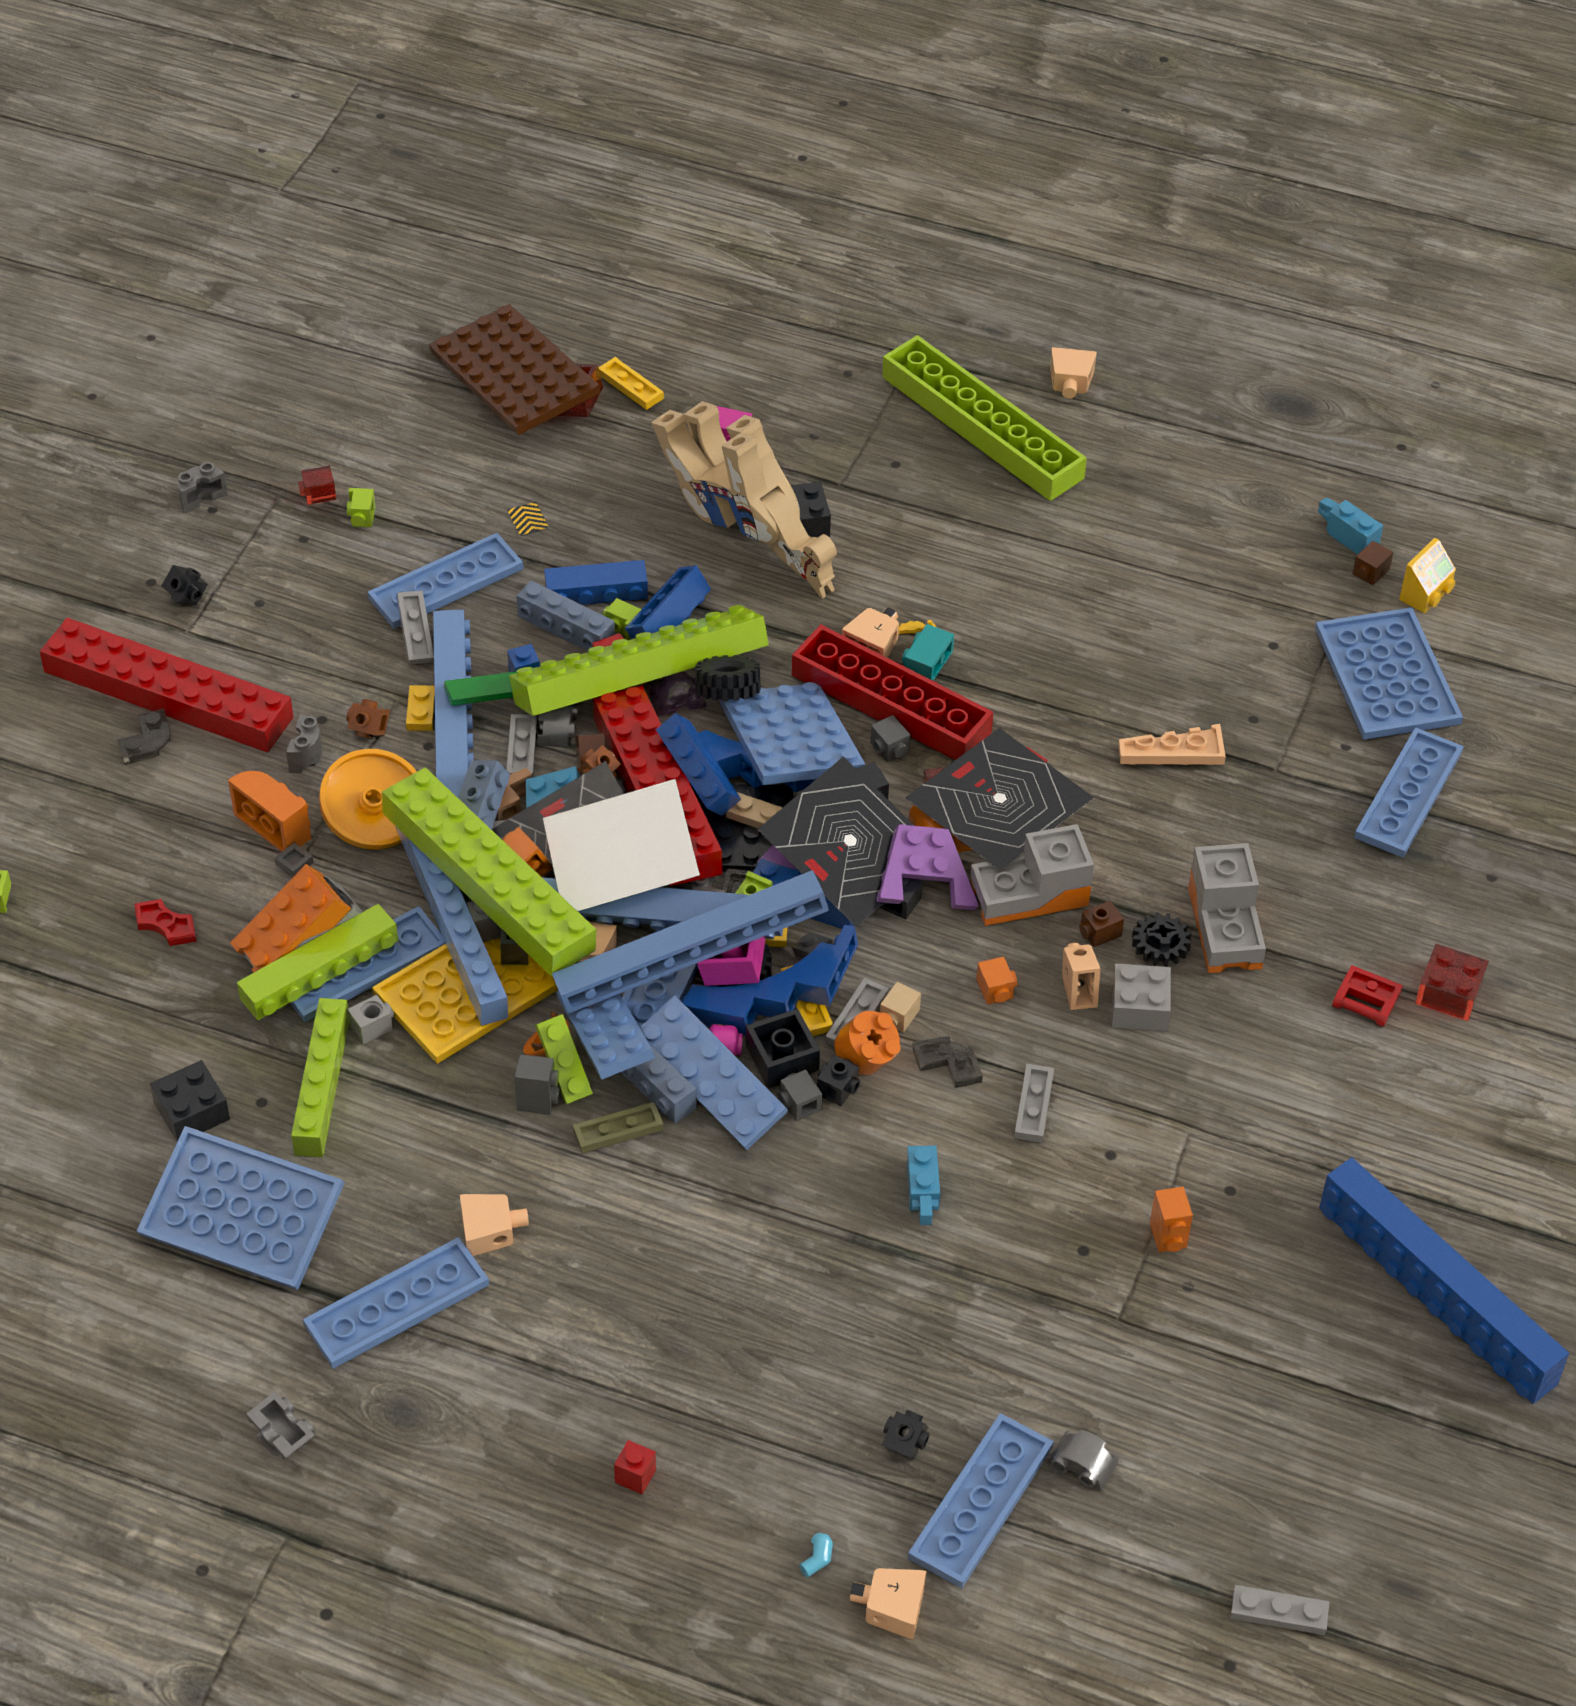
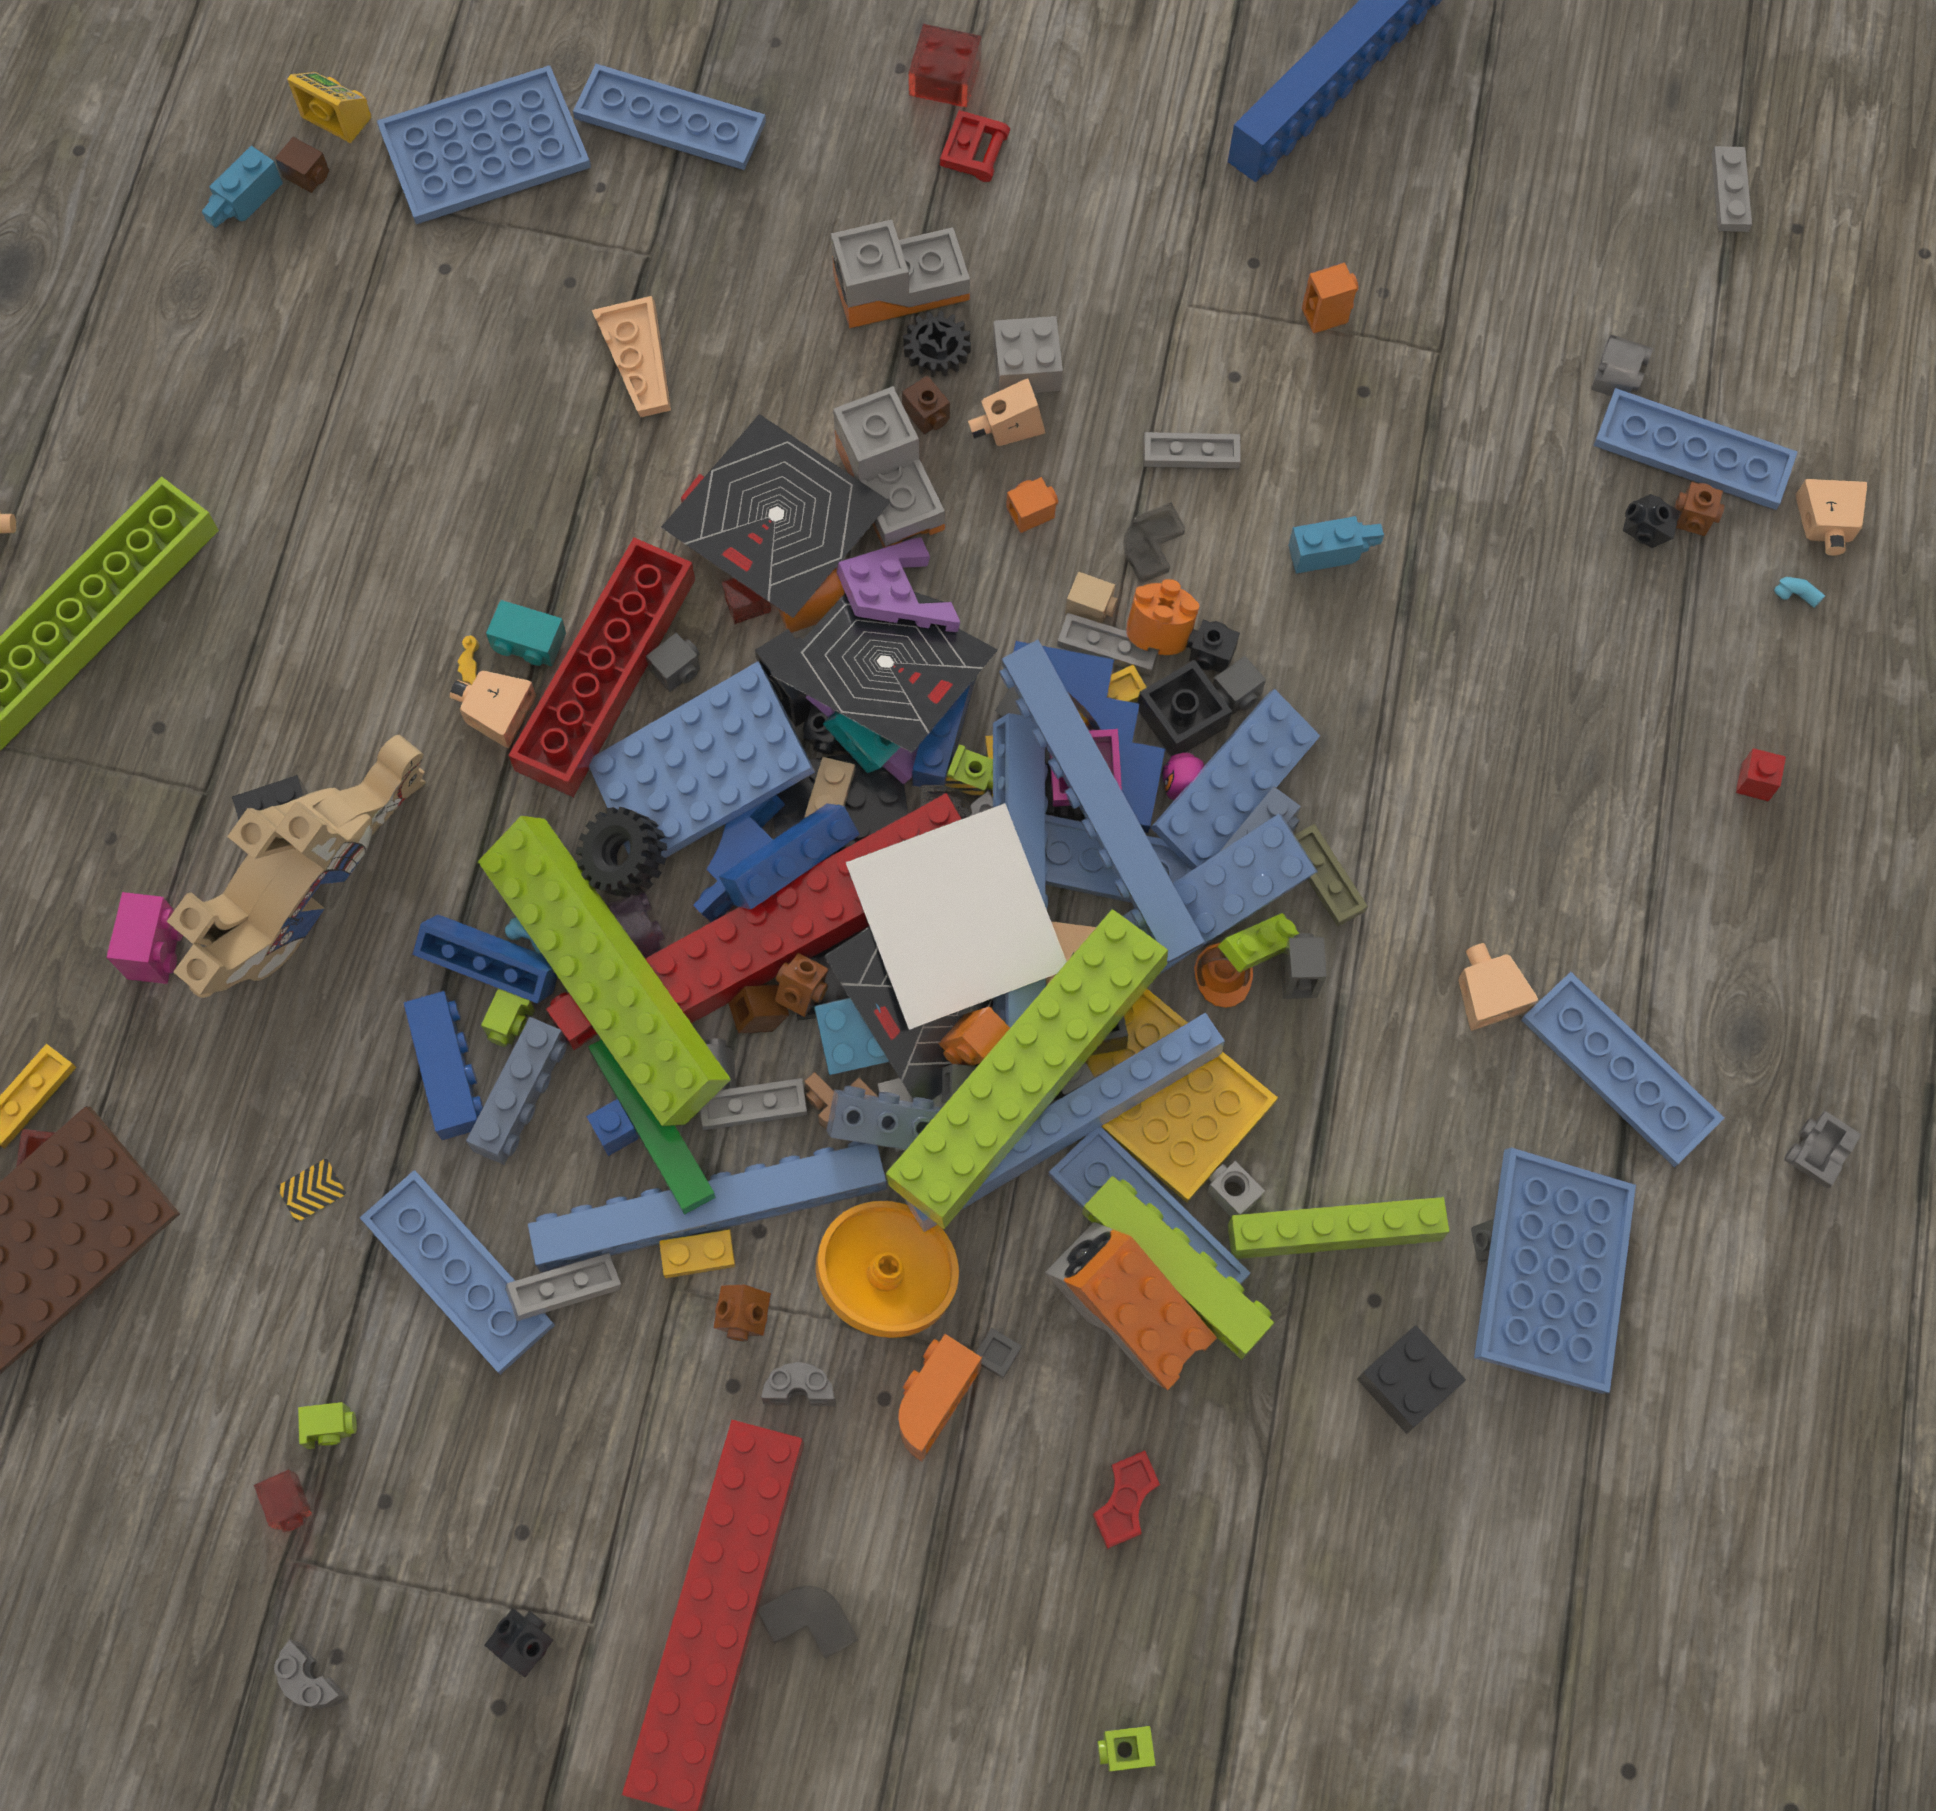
camera: 100 degrees left, 20 degrees up
(913, 1480) = (1699, 508): none -> dark orange brick

